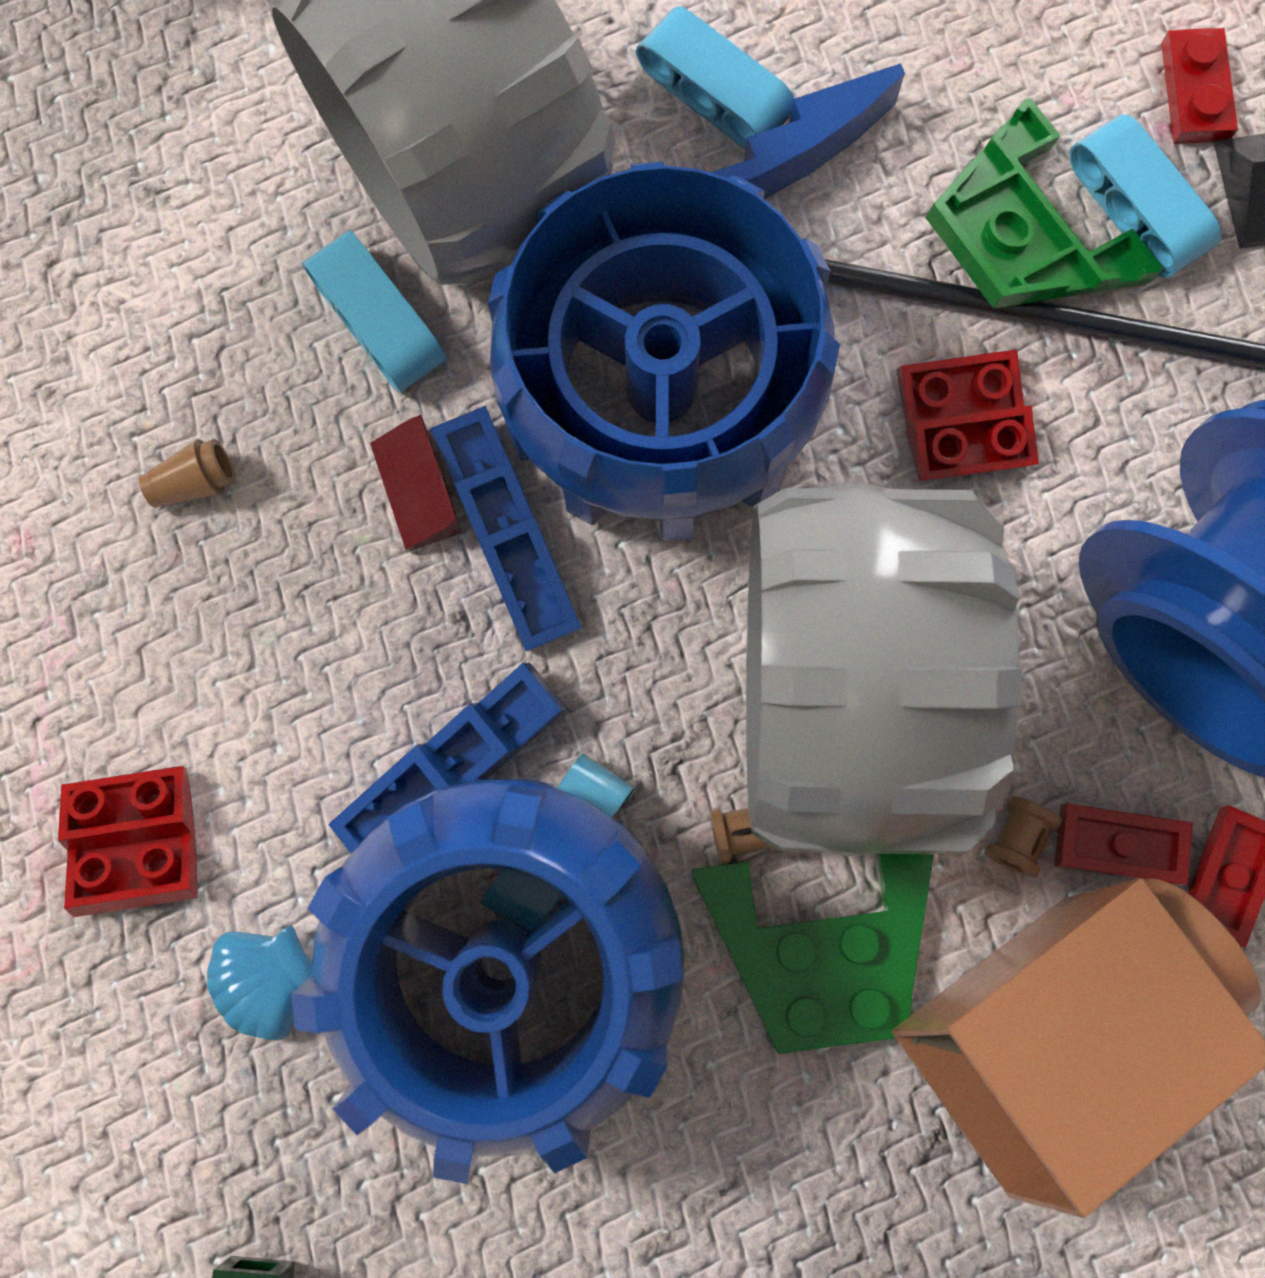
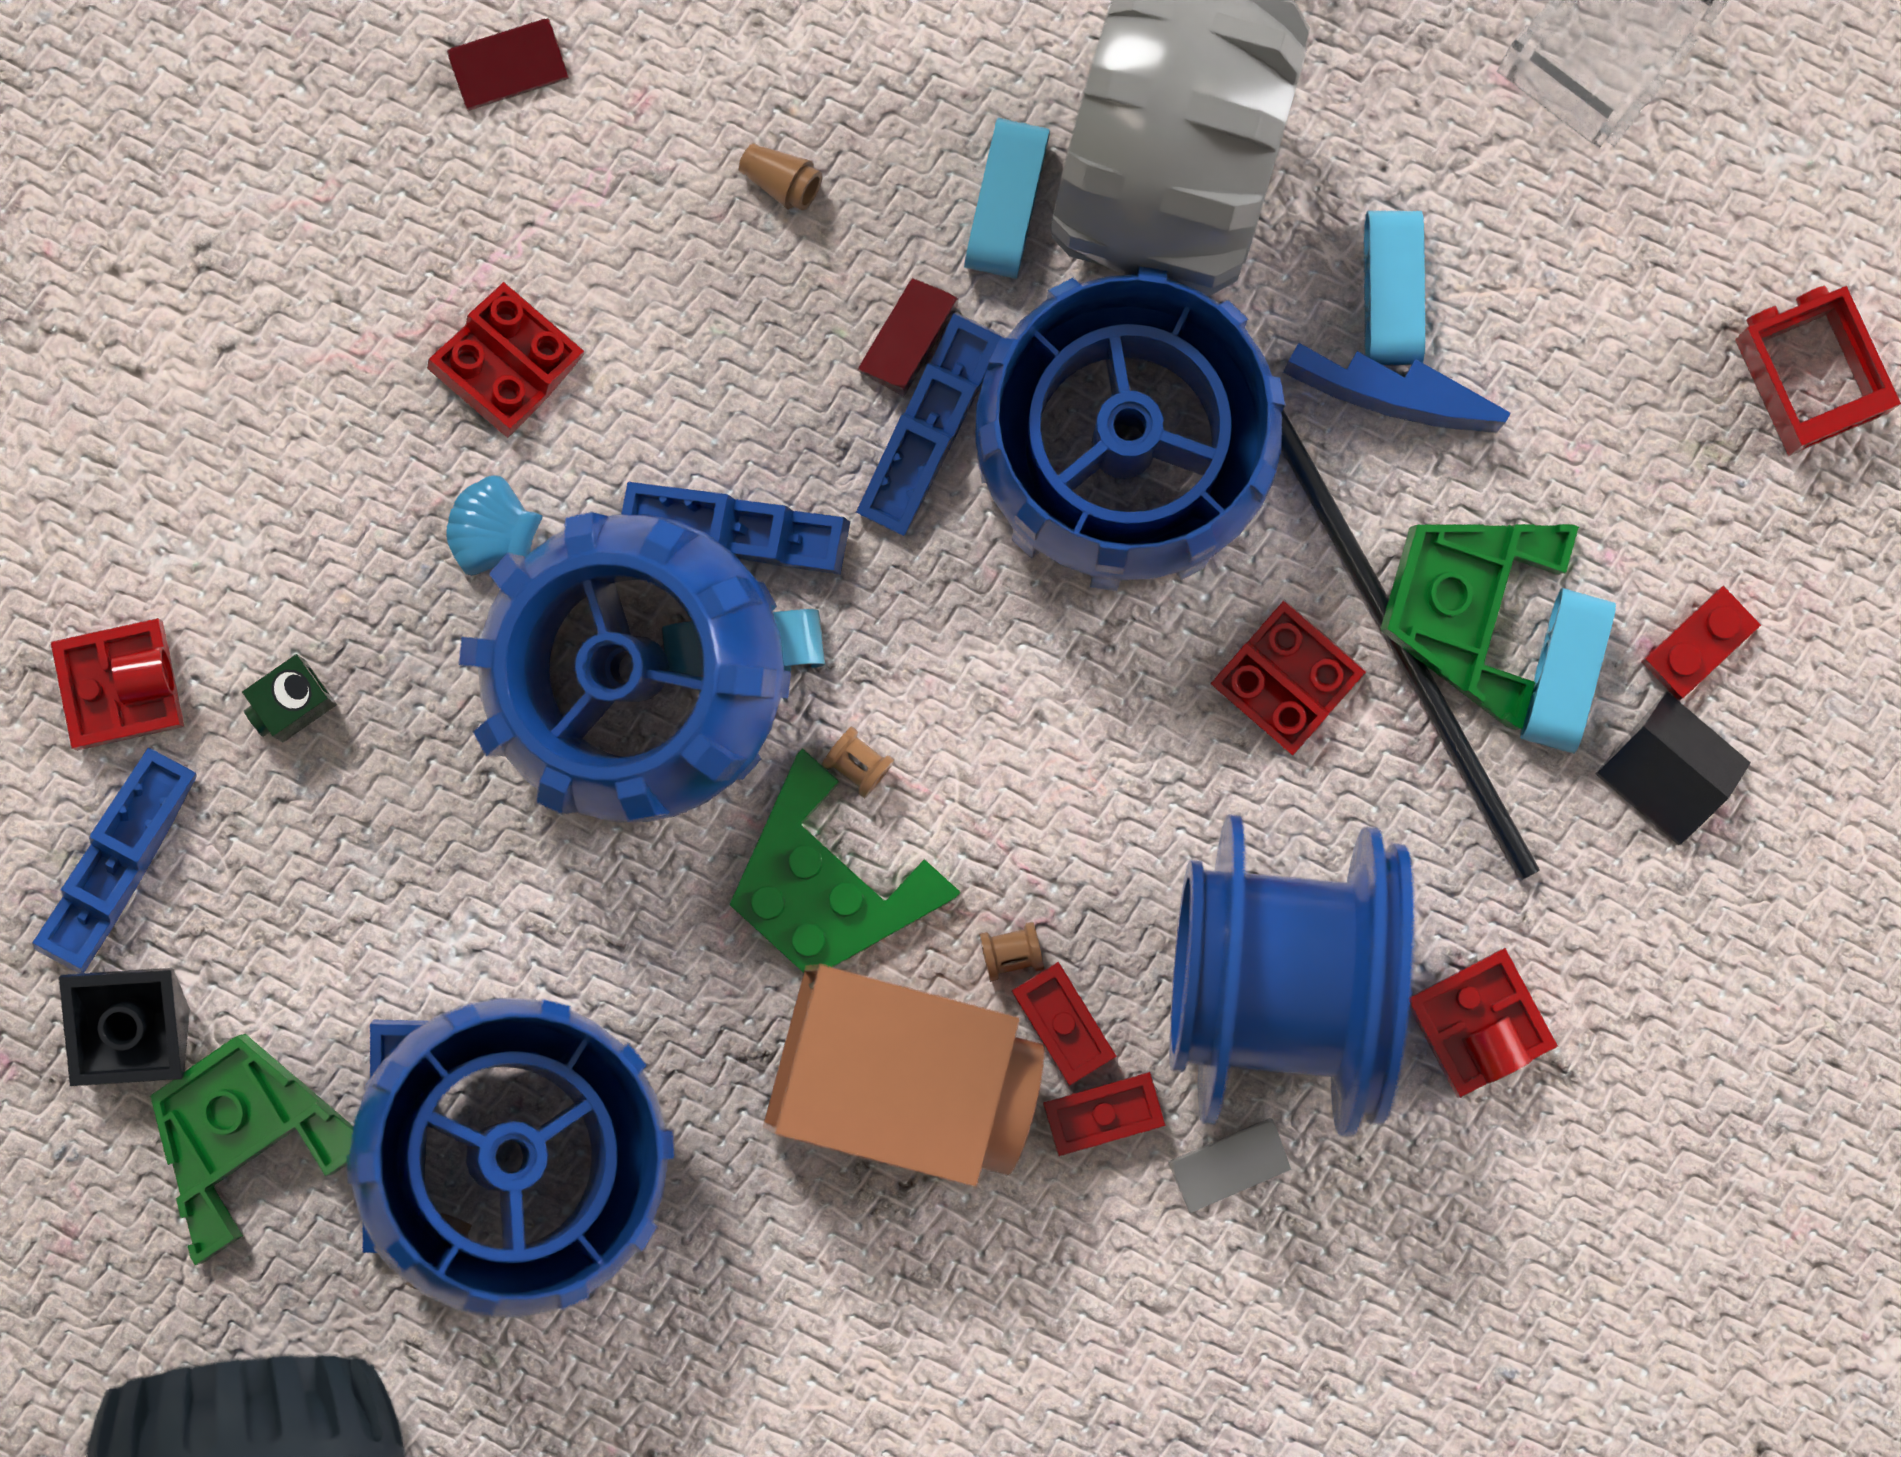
camera: 45 degrees right, 5 degrees up
(879, 670) = (1014, 740): light grey wheel -> none

